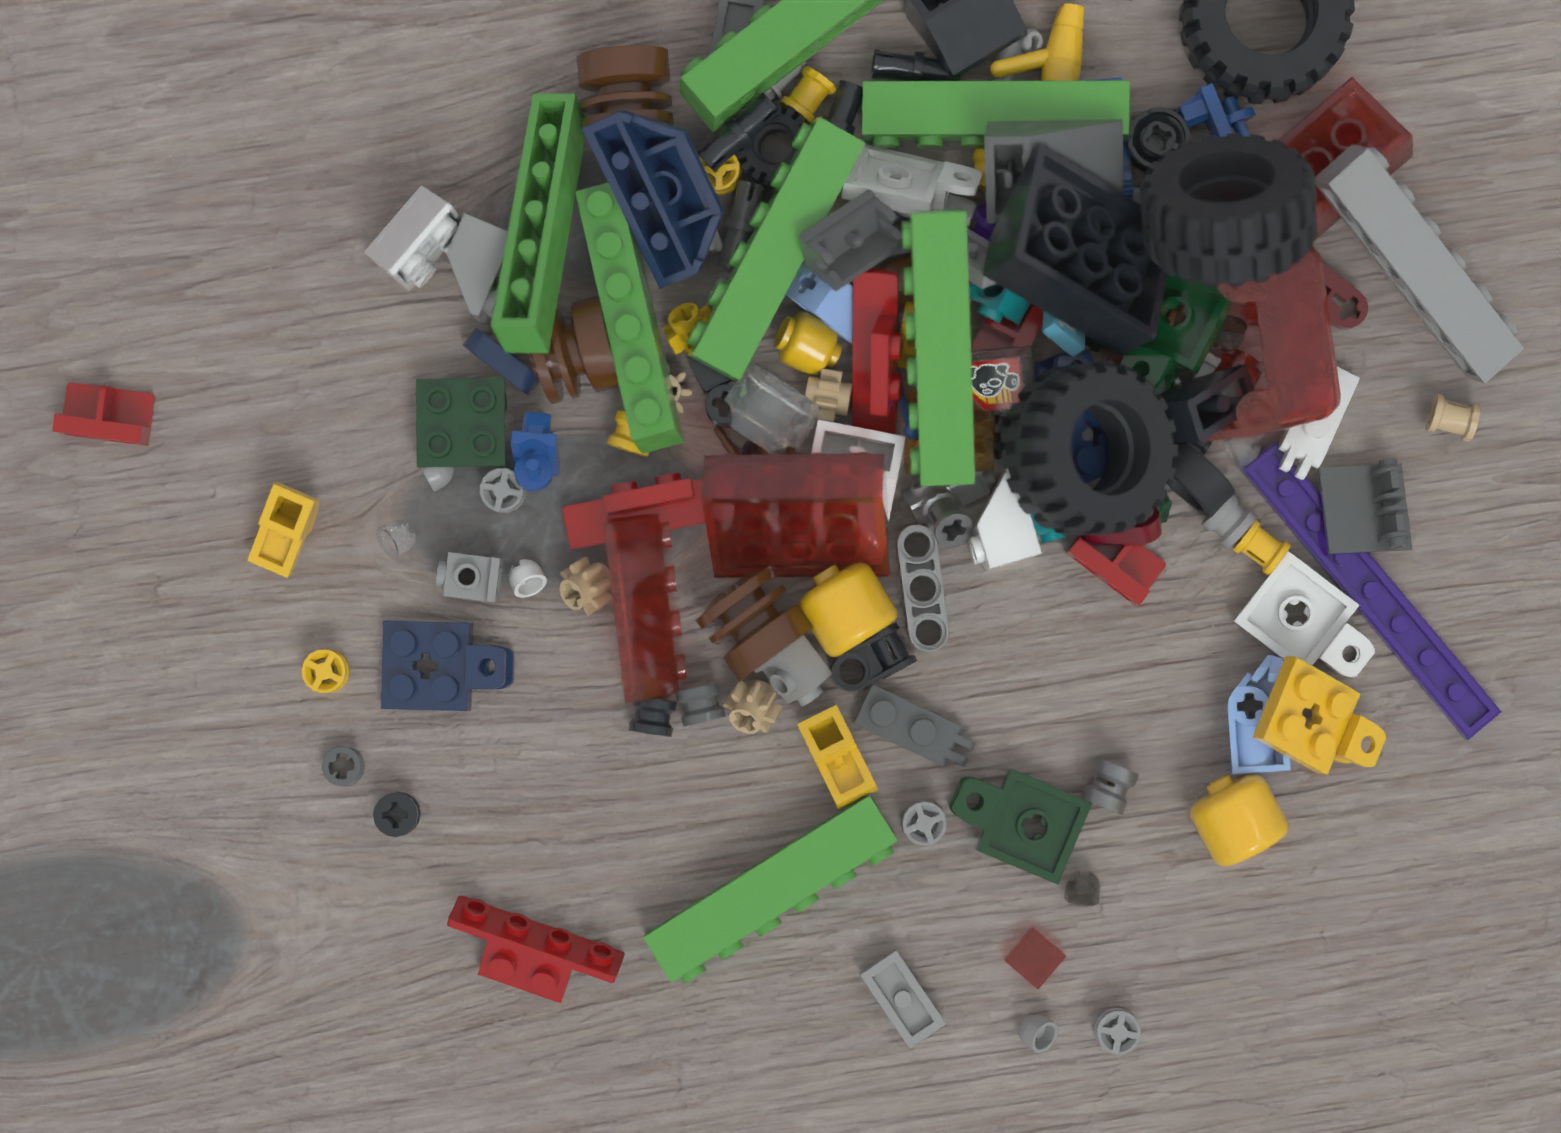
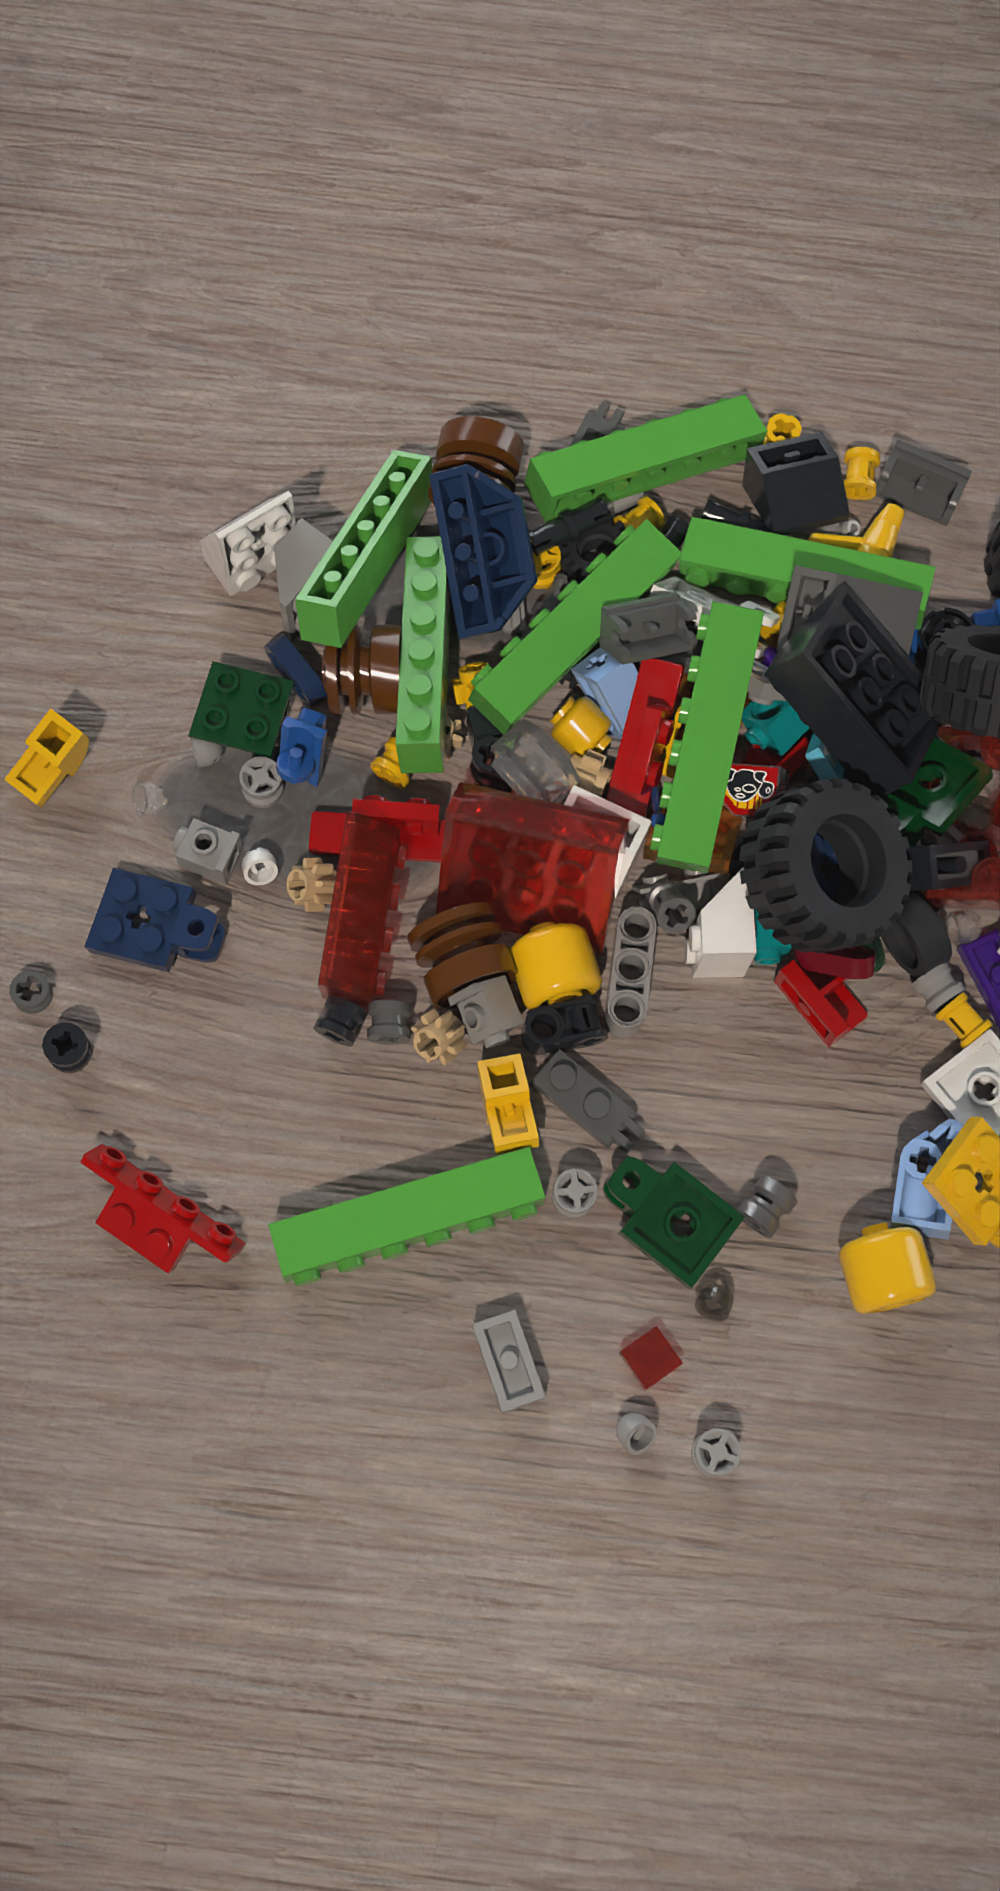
camera: 10 degrees right, 15 degrees down
(318, 668) = (39, 889): yellow wheel -> none

